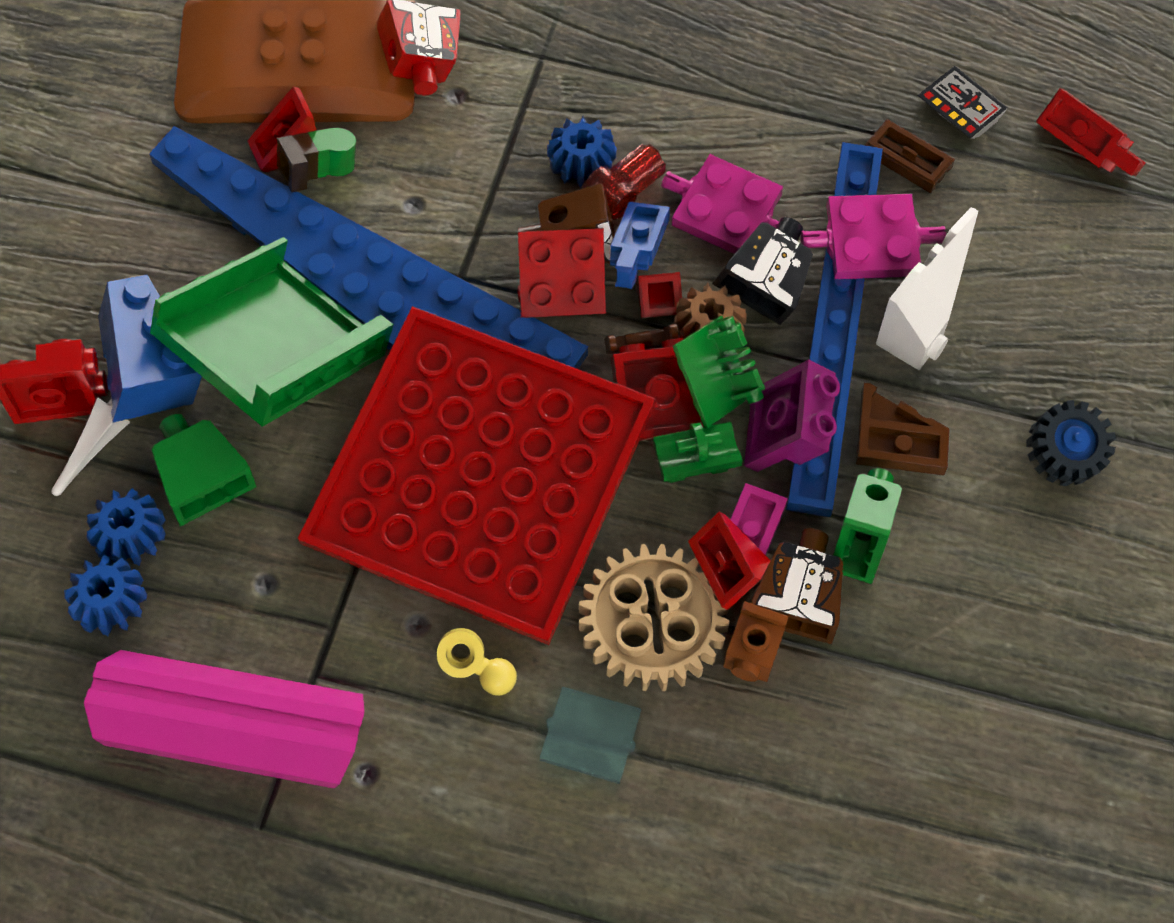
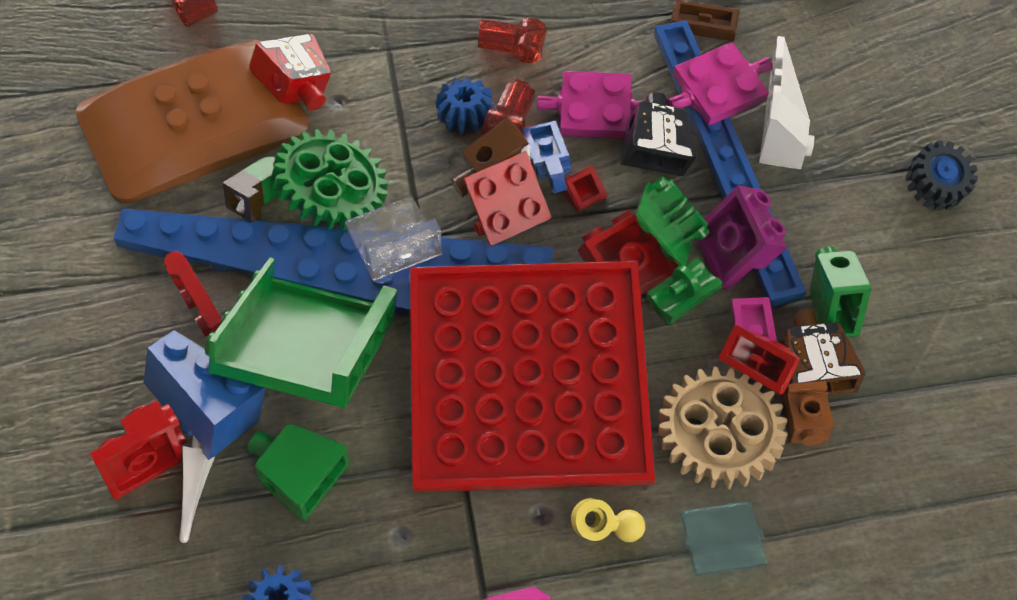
camera: 25 degrees left, 5 degrees down
(126, 527) = (255, 531): blue gear -> none
(196, 242) = (192, 291): none -> red hinge
(287, 119) = (221, 164): red slope -> none
(392, 177) = (328, 178): none -> green gear
(418, 267) = (394, 238): none -> clear bracket
(649, 338) = (600, 219): reddish brown piece -> none
(686, 101) = (521, 39): none -> clear red piece
(704, 307) = (627, 186): medium nougat gear -> none
(899, 436) = (818, 220): reddish brown wing -> none

